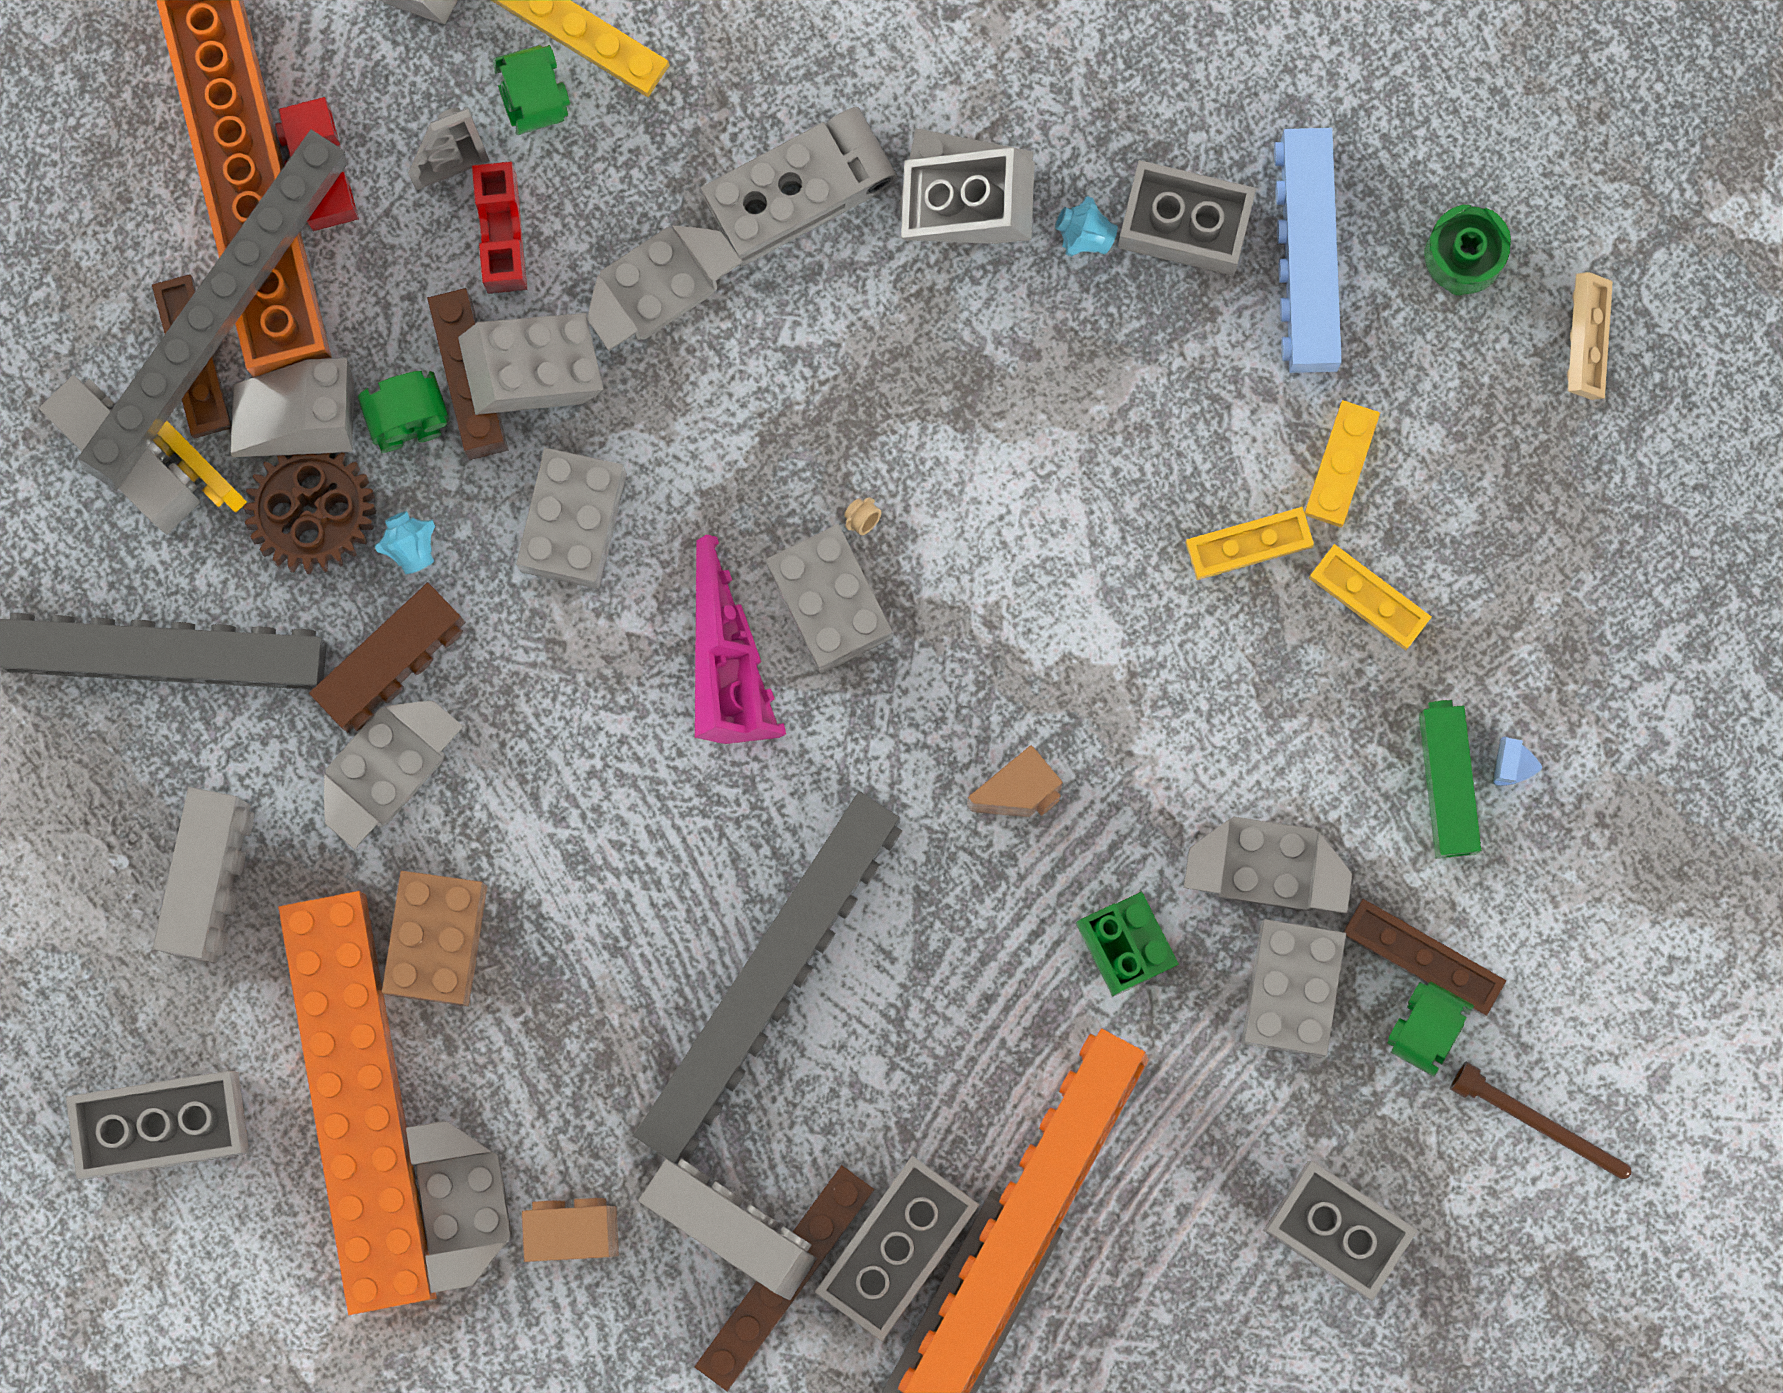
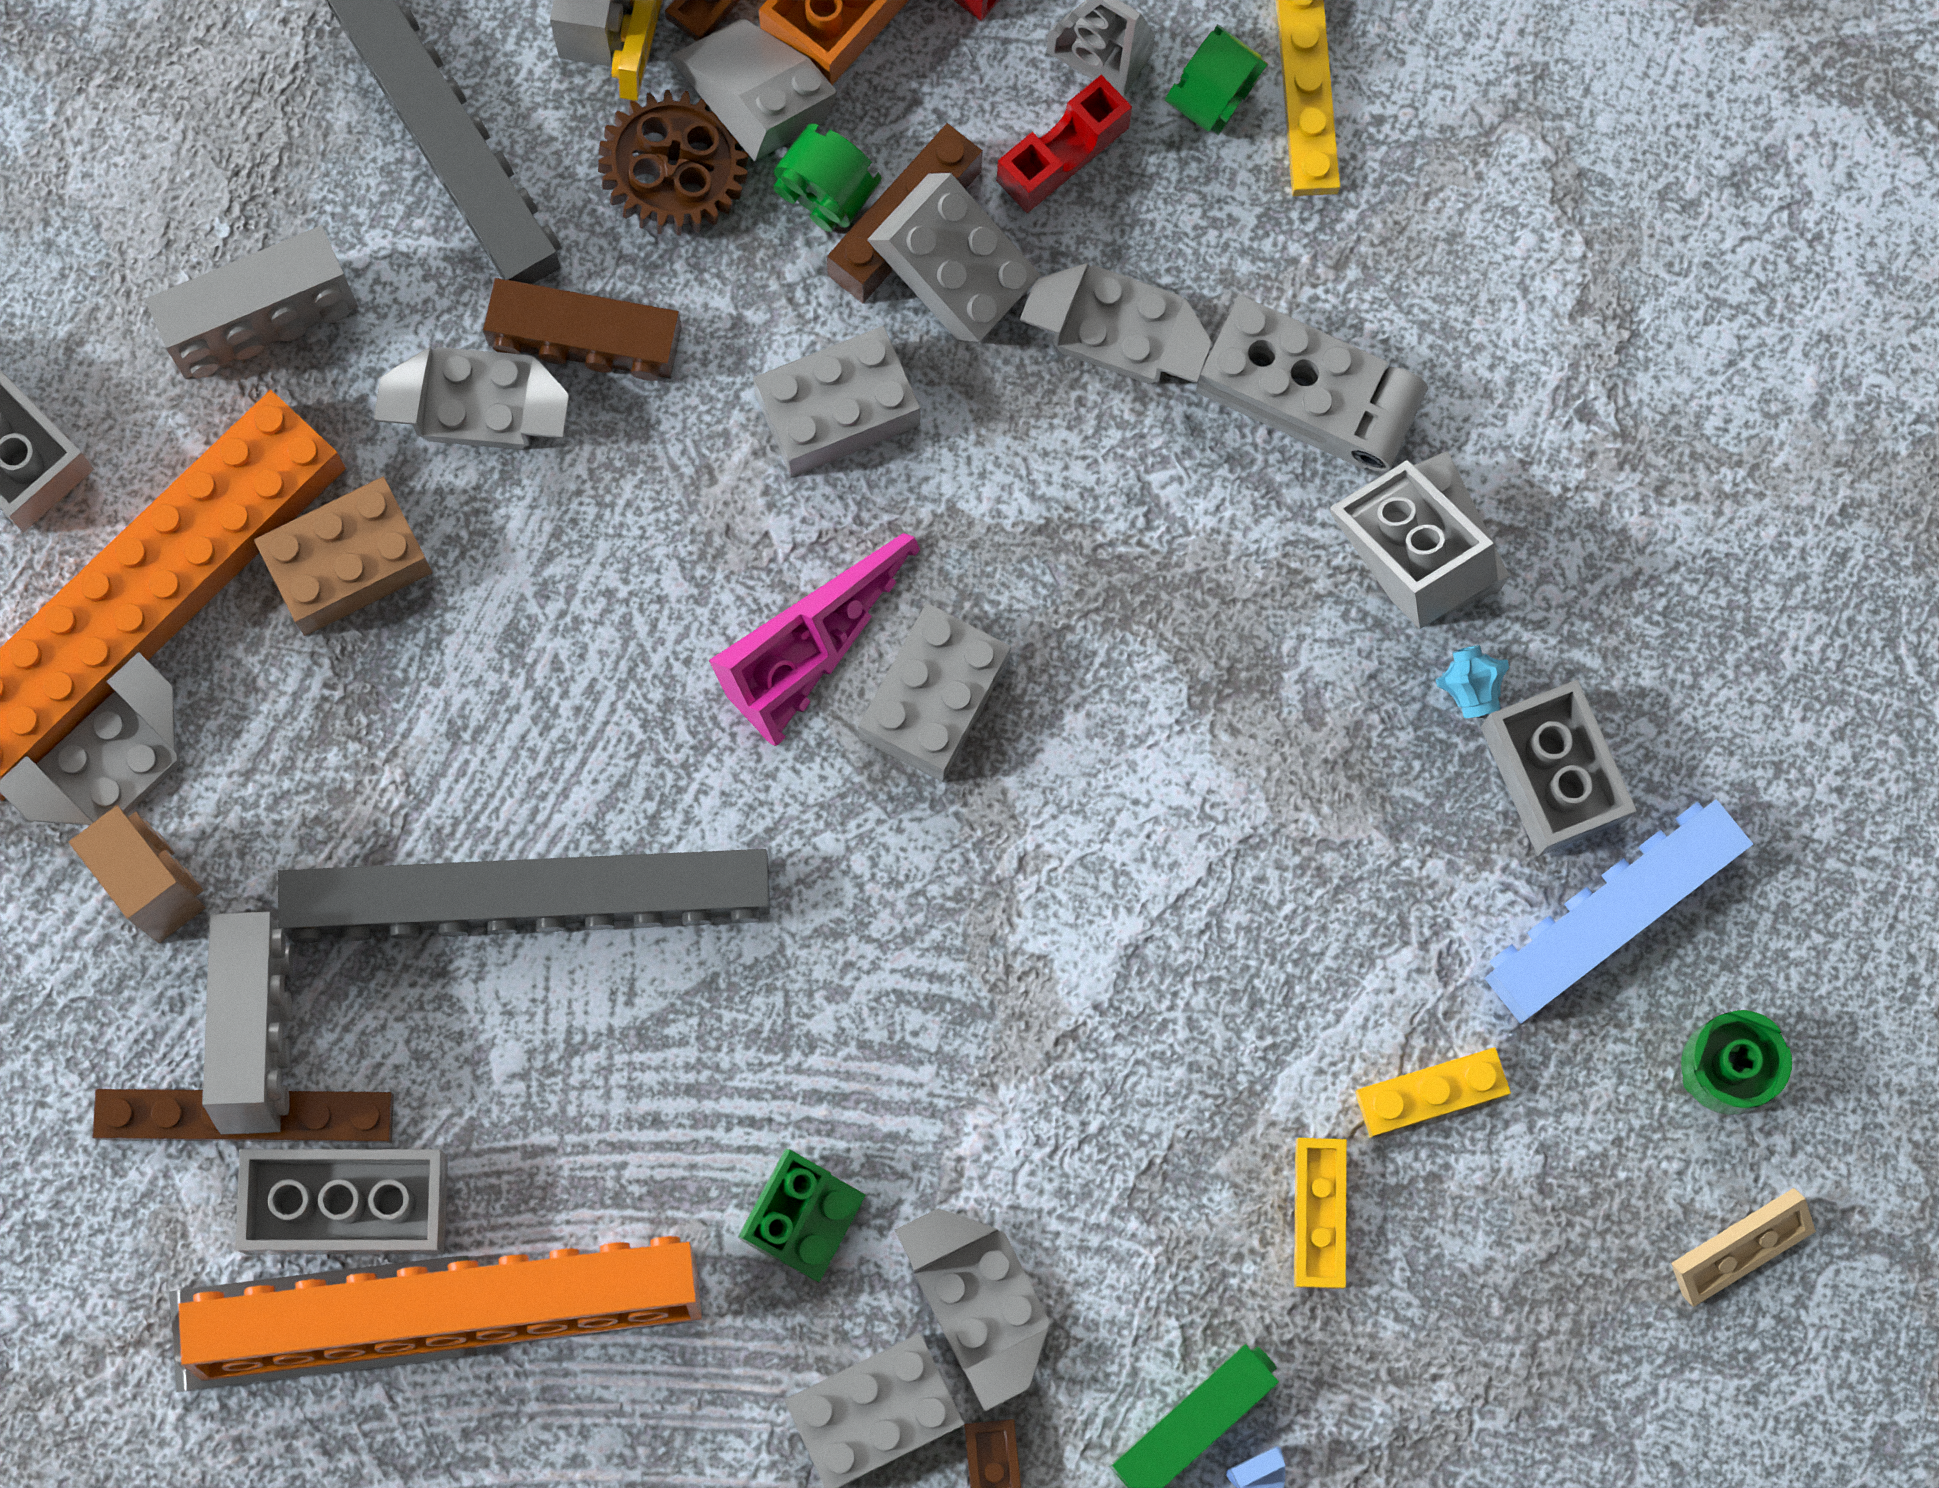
camera: 45 degrees right, 5 degrees down
(407, 542) = (705, 269): medium azure rock -> none
(862, 515) = (1039, 668): tan plate -> none
(1019, 788) = (878, 998): medium nougat slope -> none
(1249, 543) = (1286, 1057): yellow plate -> none

